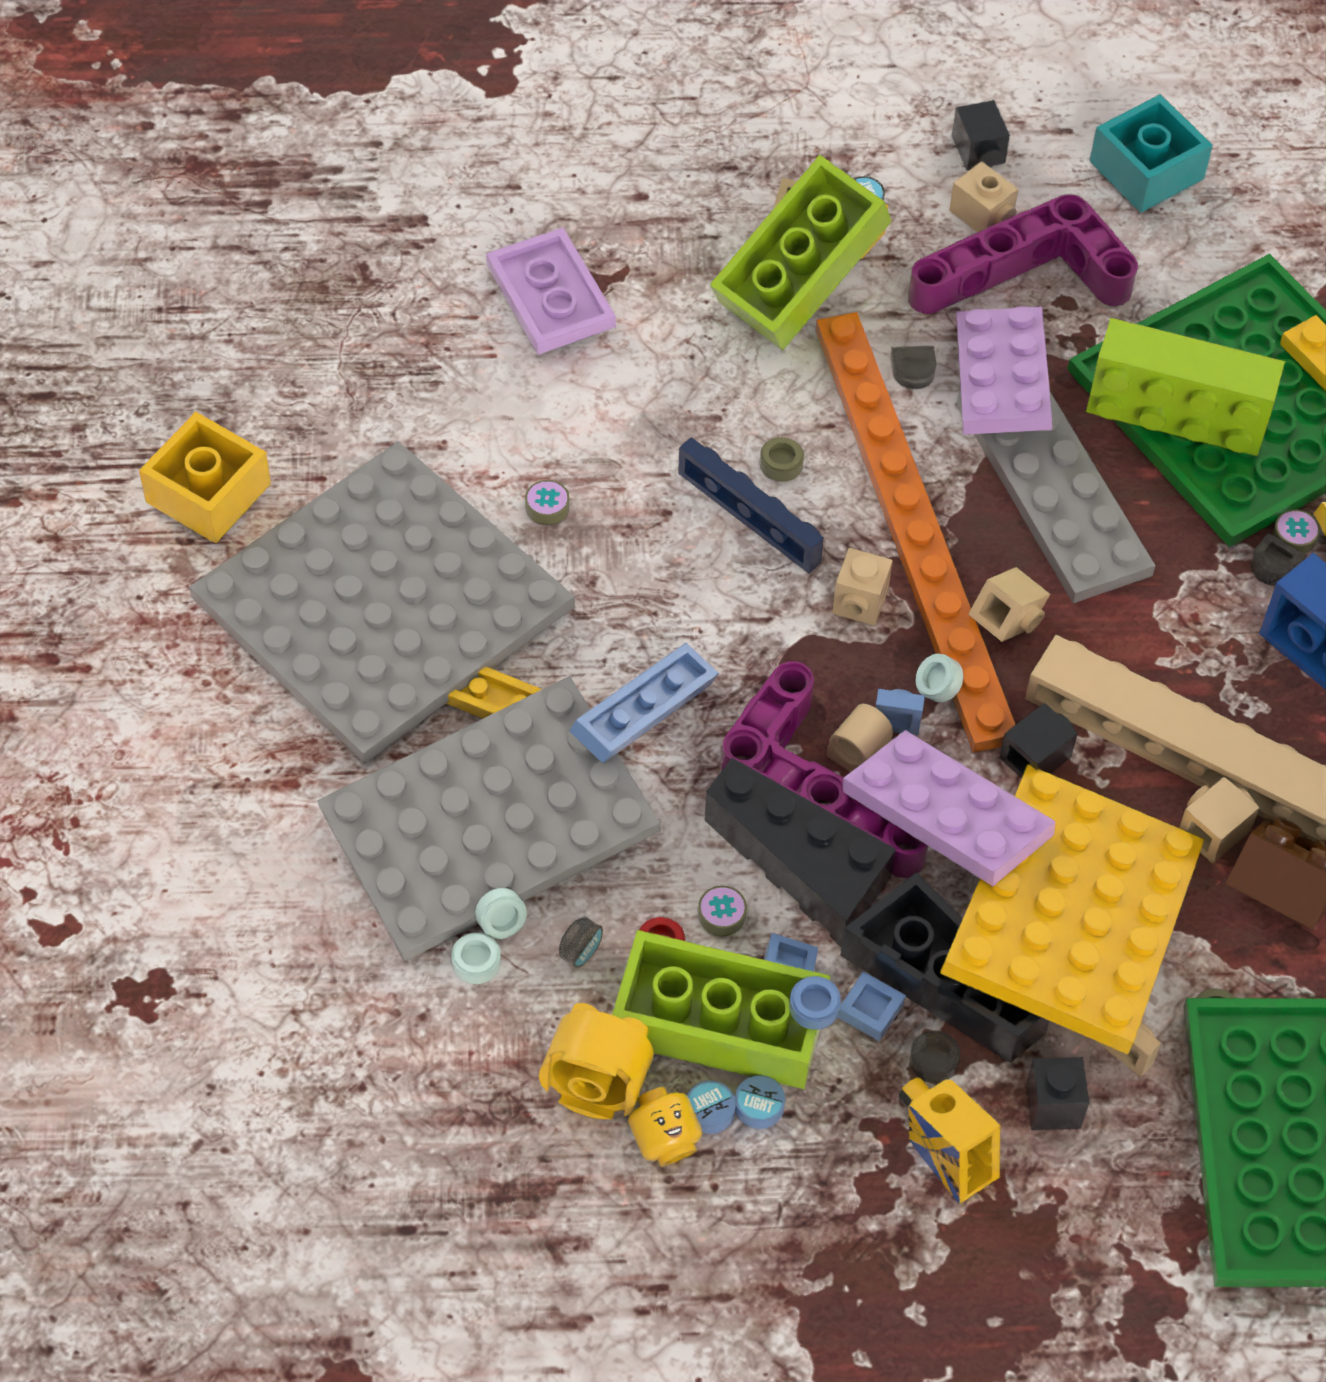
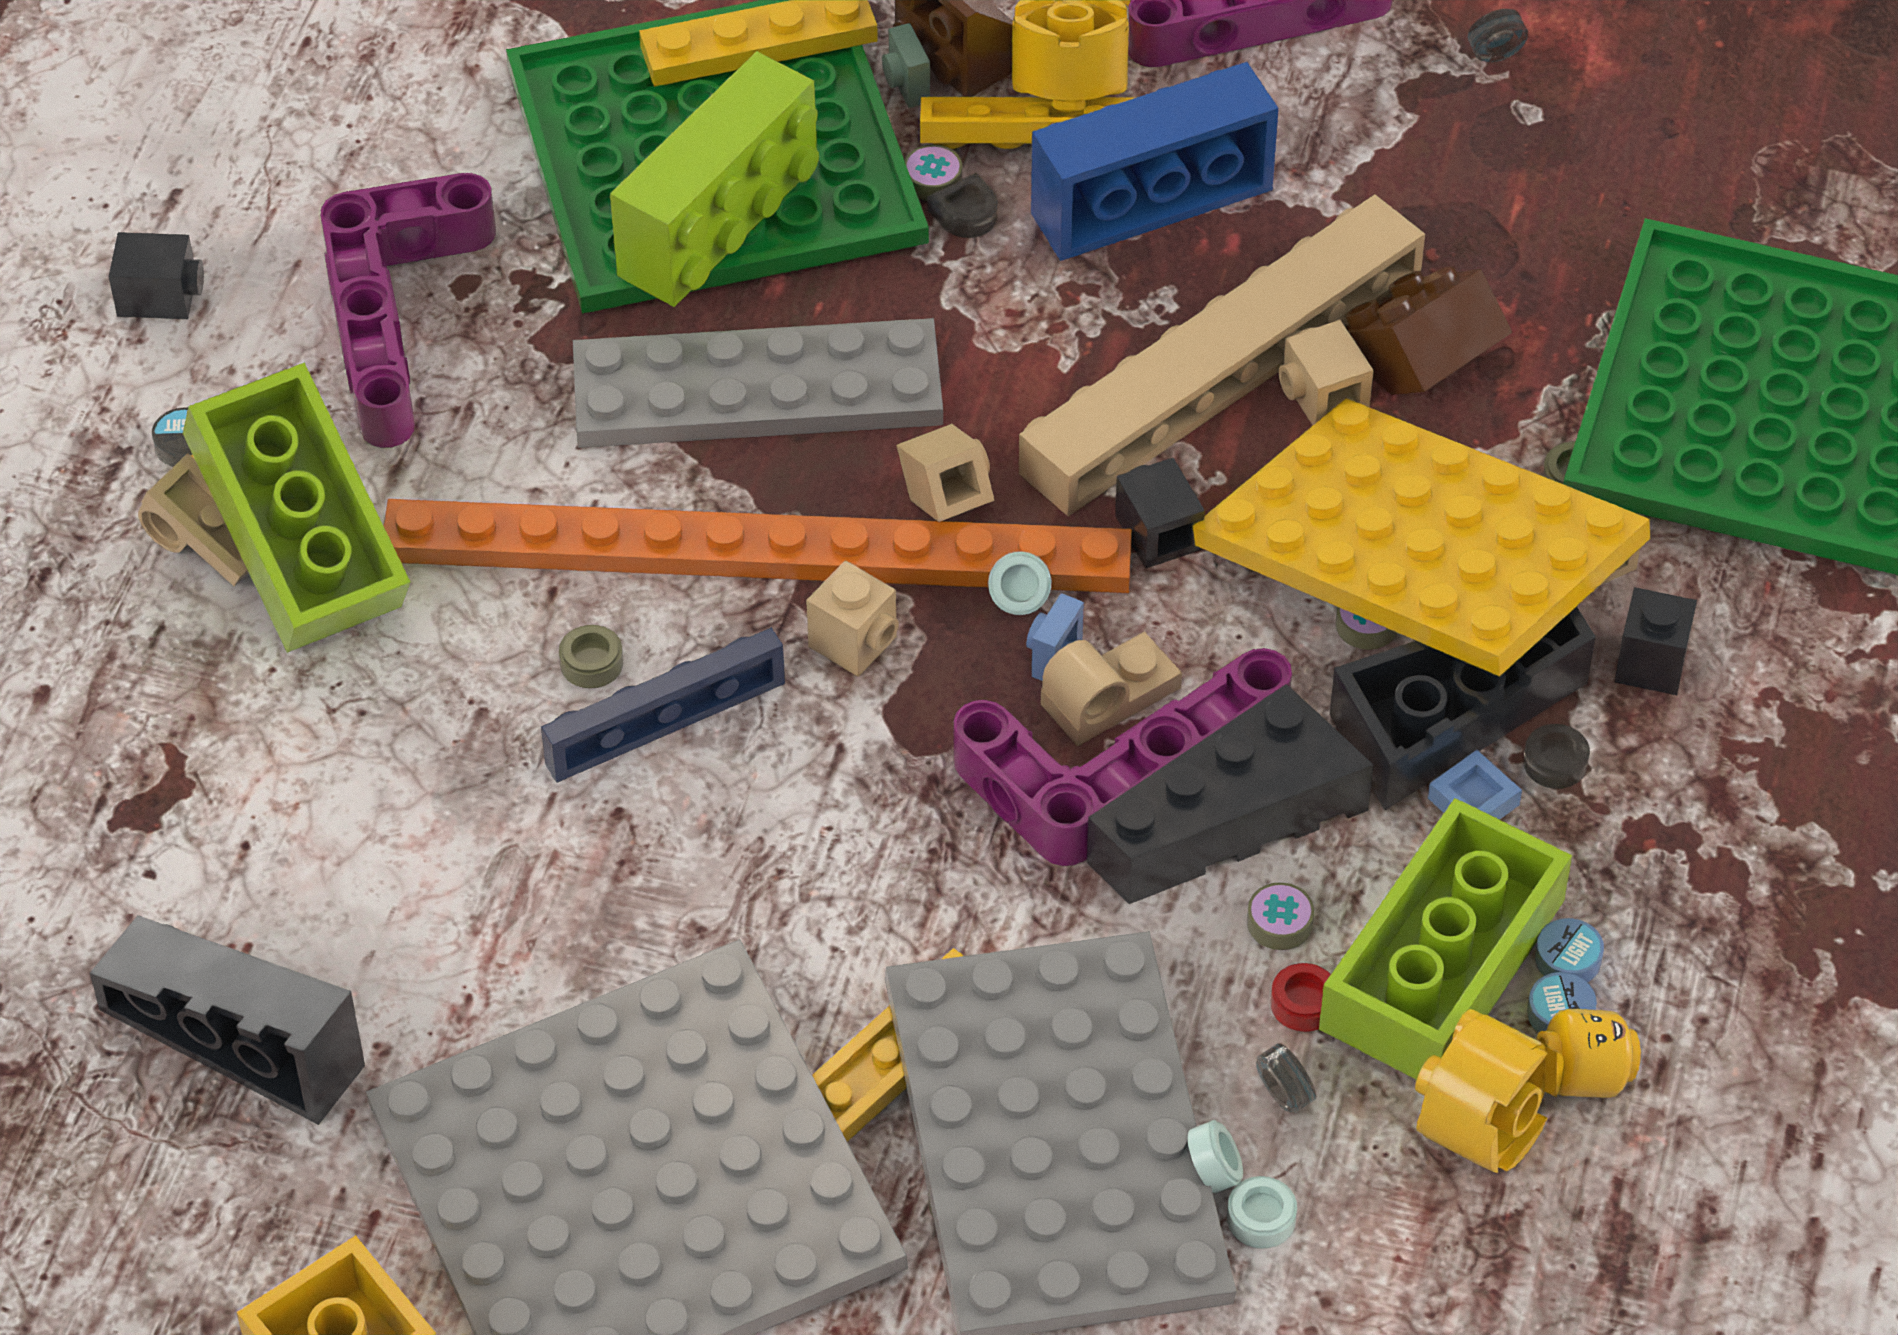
camera: 70 degrees left, 5 degrees down
(422, 356) = (234, 1014): none -> black wedge
(547, 502) = (548, 941): tile -> none
(550, 290) = (176, 837): lavender plate -> none
(643, 702) = (961, 895): medium blue plate -> none
(791, 952) = (1381, 857): medium blue plate -> none
(815, 1002) = (1495, 819): medium blue tile -> none
(913, 366) = (500, 470): clear smoke tile -> none
(949, 807) = (1252, 606): lavender plate -> none
(953, 1136) = (1688, 753): yellow torso -> none
(983, 198) = (269, 305): tan brick -> none
(1003, 370) = (573, 366): lavender plate -> none
(1150, 153) = (288, 107): teal brick -> none

